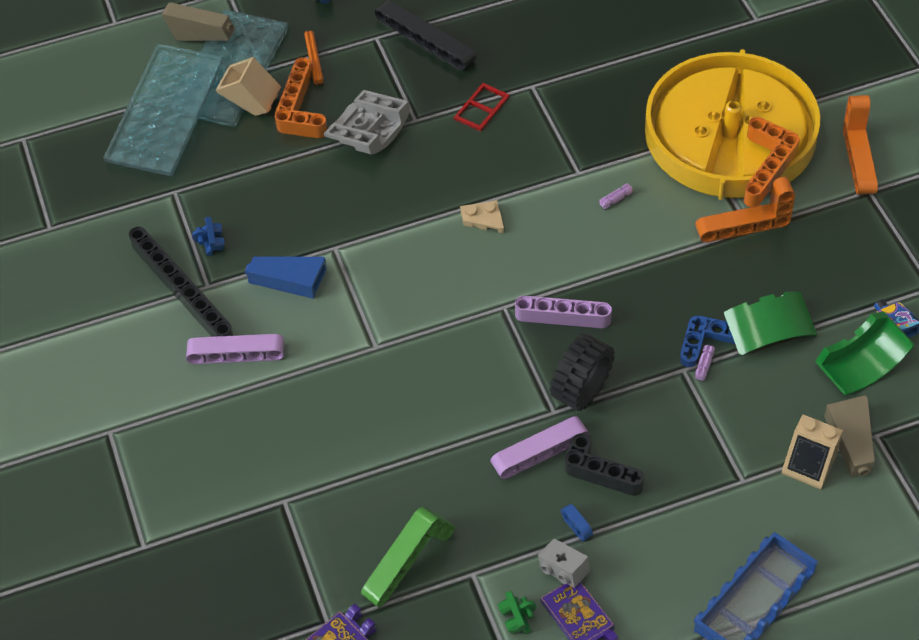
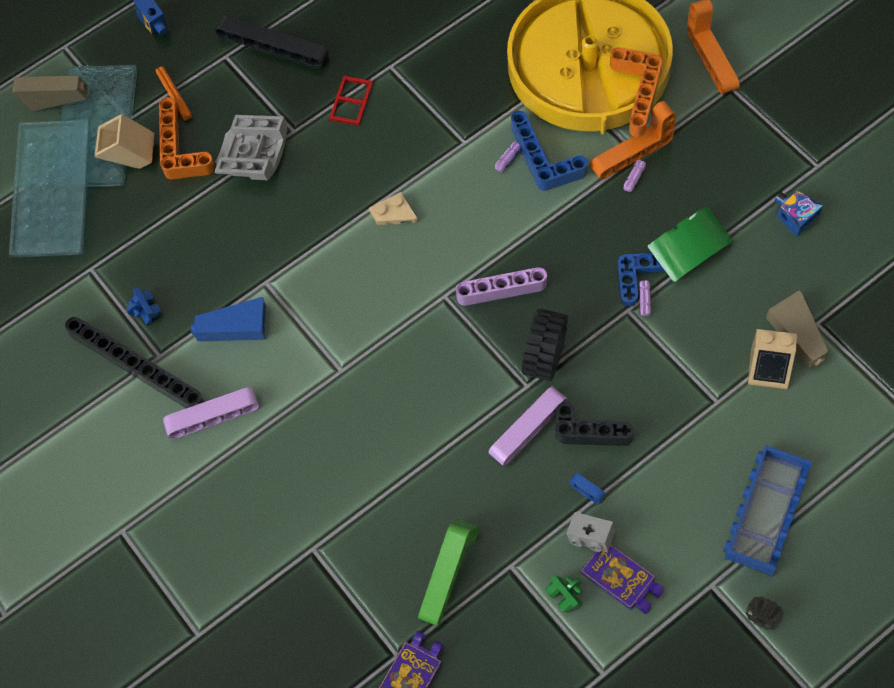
camera: 15 degrees left, 10 degrees up
(650, 223) = (545, 170): none -> blue beam
(737, 246) = (634, 176): none -> lavender axle
(867, 356) = (785, 251): green panel -> none

